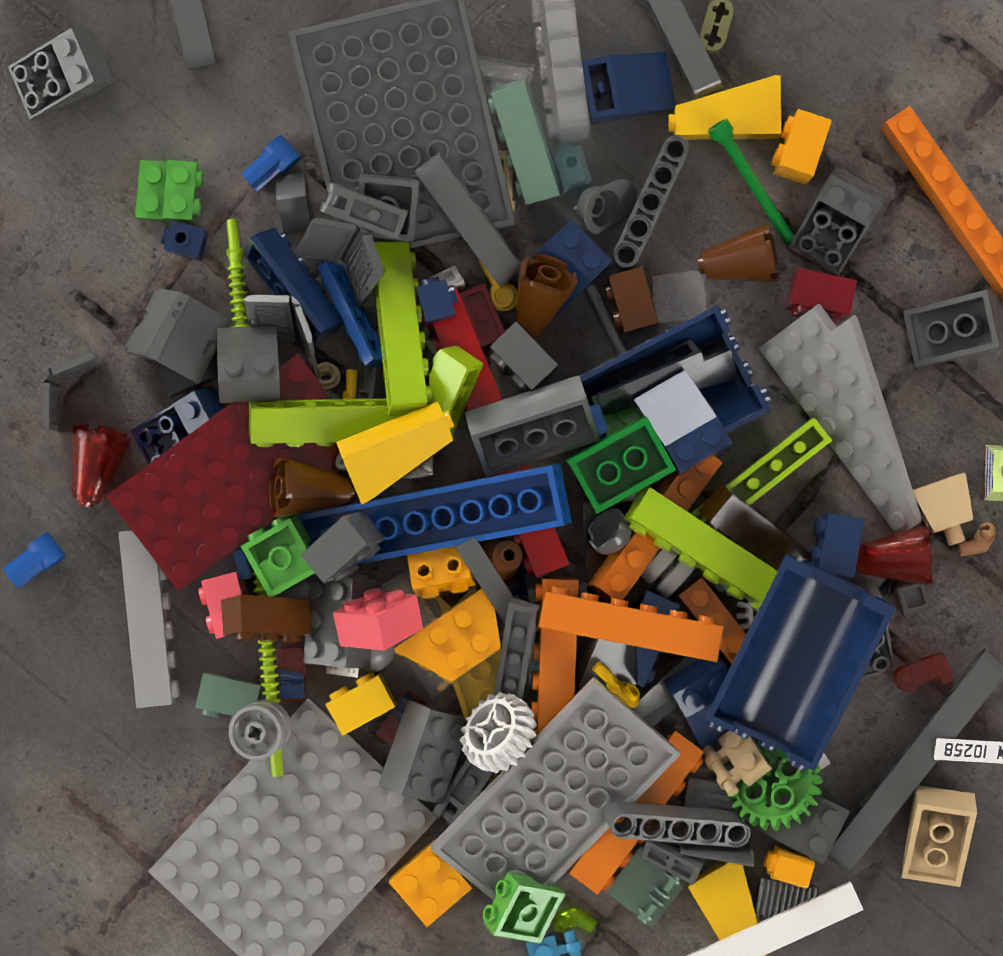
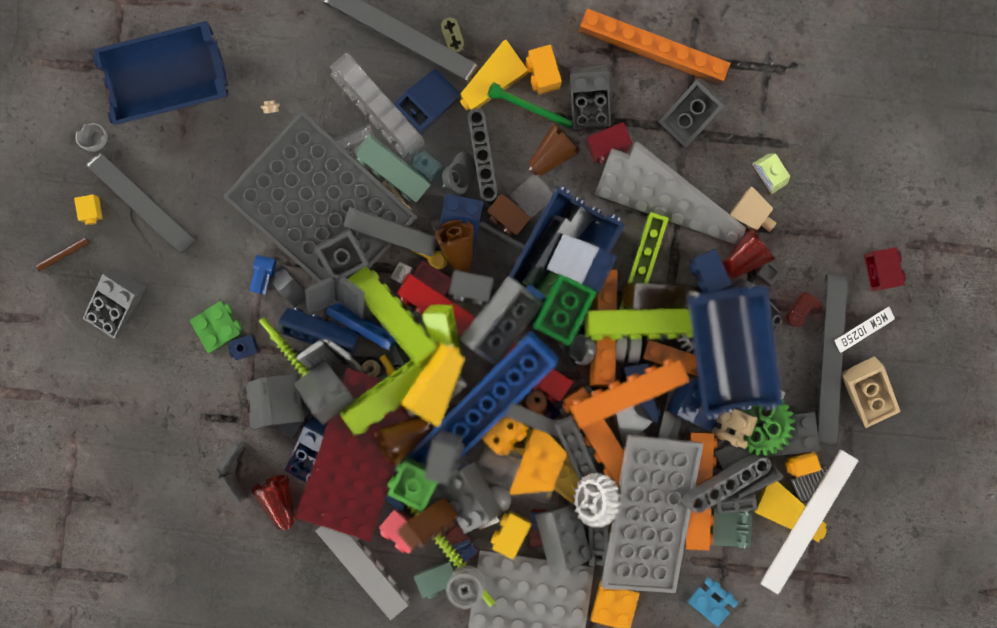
camera: 30 degrees left, 0 degrees up
(39, 556) = (281, 572): blue piece -> none
(365, 211) = (331, 266): dark grey plate -> none
(378, 619) = (489, 483): coral brick -> none
(437, 300) = (403, 287): dark blue brick -> none
(522, 908) = (674, 585): bright green plate -> none
(572, 917) = (703, 571): clear neon green arm -> none
(623, 690) = (647, 430): yellow plate -> none
(981, 541) = (785, 218): medium nougat arm -> none

